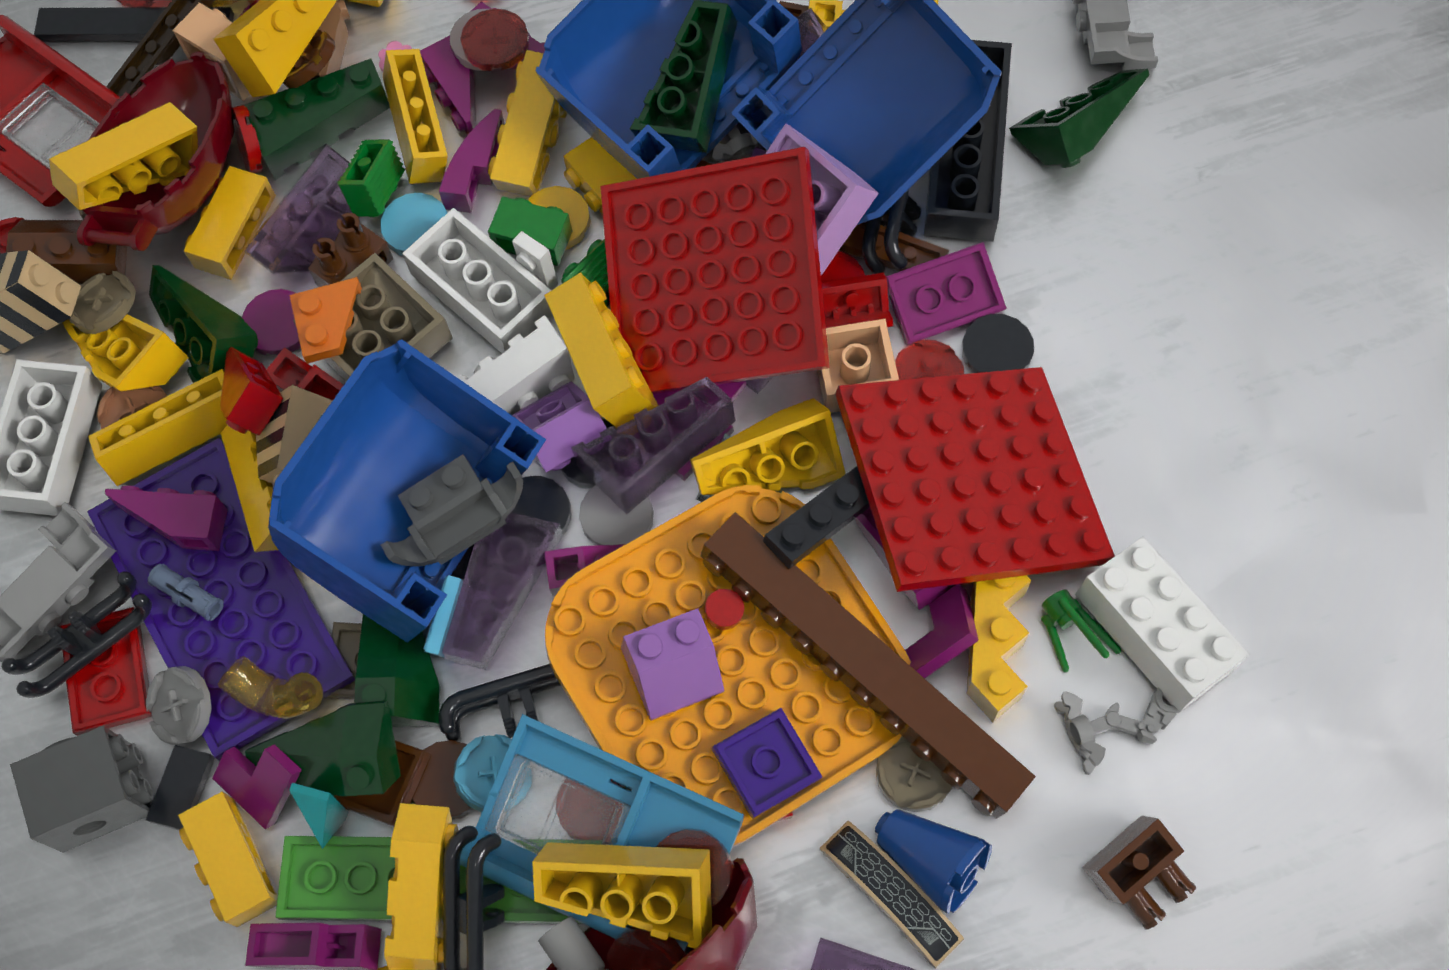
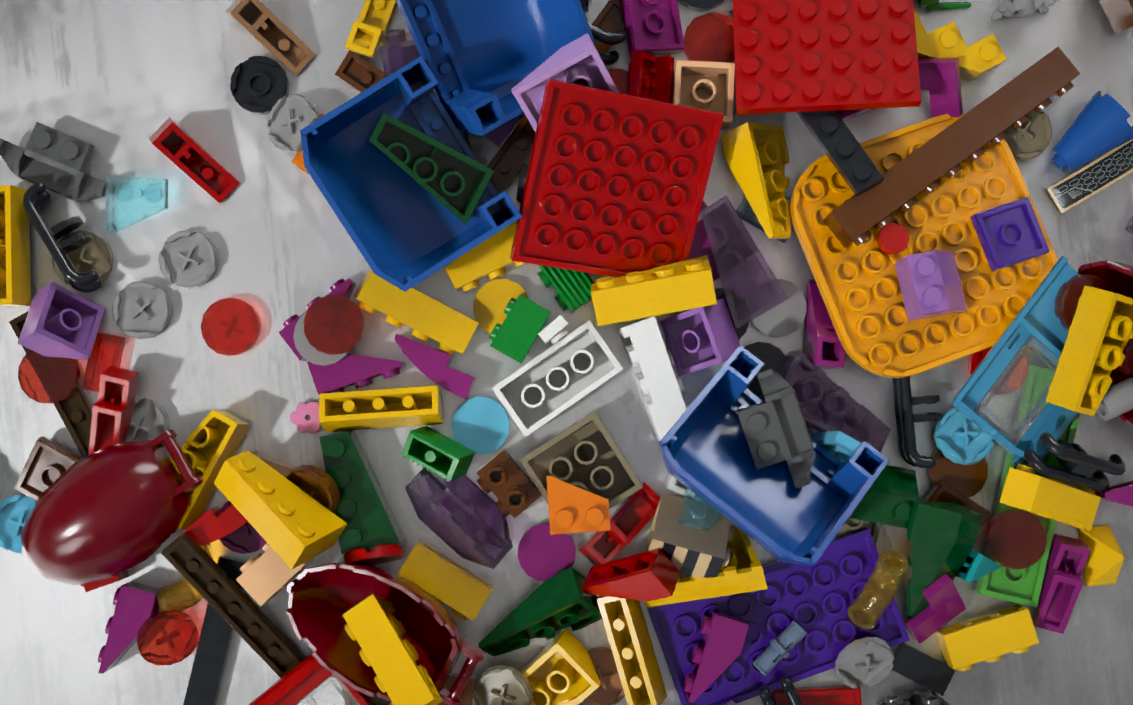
camera: 85 degrees left, 20 degrees up
(359, 863) = (1015, 539): none -> clear red tile

